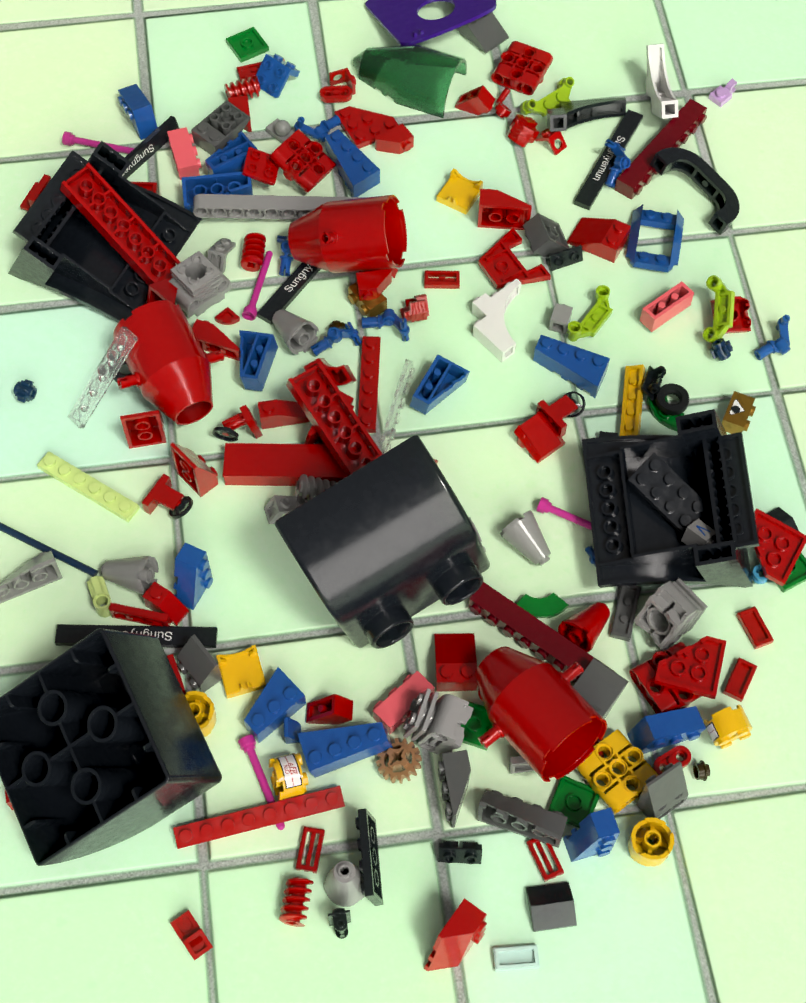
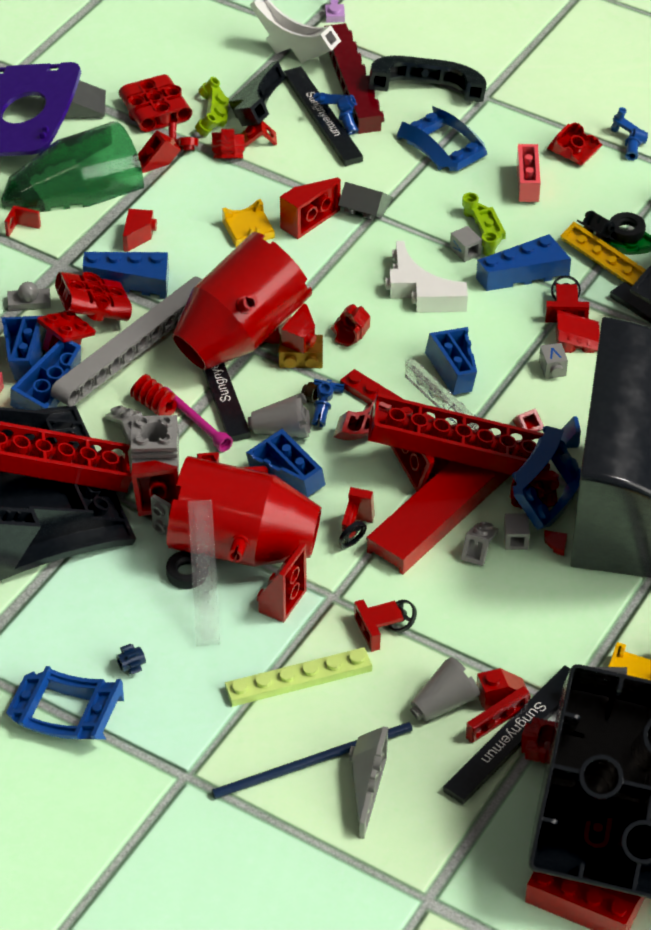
camera: 50 degrees left, 15 degrees down
(100, 595) = (453, 734): yellowish green piece -> none
(193, 469) = (375, 576): red slope -> none
(193, 575) = (499, 636): blue wedge -> none
(280, 413) = (372, 477): red slope -> none
(285, 259) = (183, 368): blue pin -> none
(311, 486) = (485, 504): light grey piece -> none
(319, 132) = (58, 264): blue pin -> none
(335, 94) = (28, 236): red plate -> none
(363, 125) = (94, 236): red plate -> none
(388, 318) = (339, 351): blue pin -> none
(442, 282) = (335, 295): red tile -> none
(494, 441) = (553, 360): none -> light grey brick
(503, 266) = (367, 246): red wing -> none
(565, 257) = (400, 203): black hinge -> none
(601, 237) = (405, 168): red slope -> none
(721, 349) = (606, 170): dark blue gear -> none
(722, 309) = (572, 139): lime plate -> none

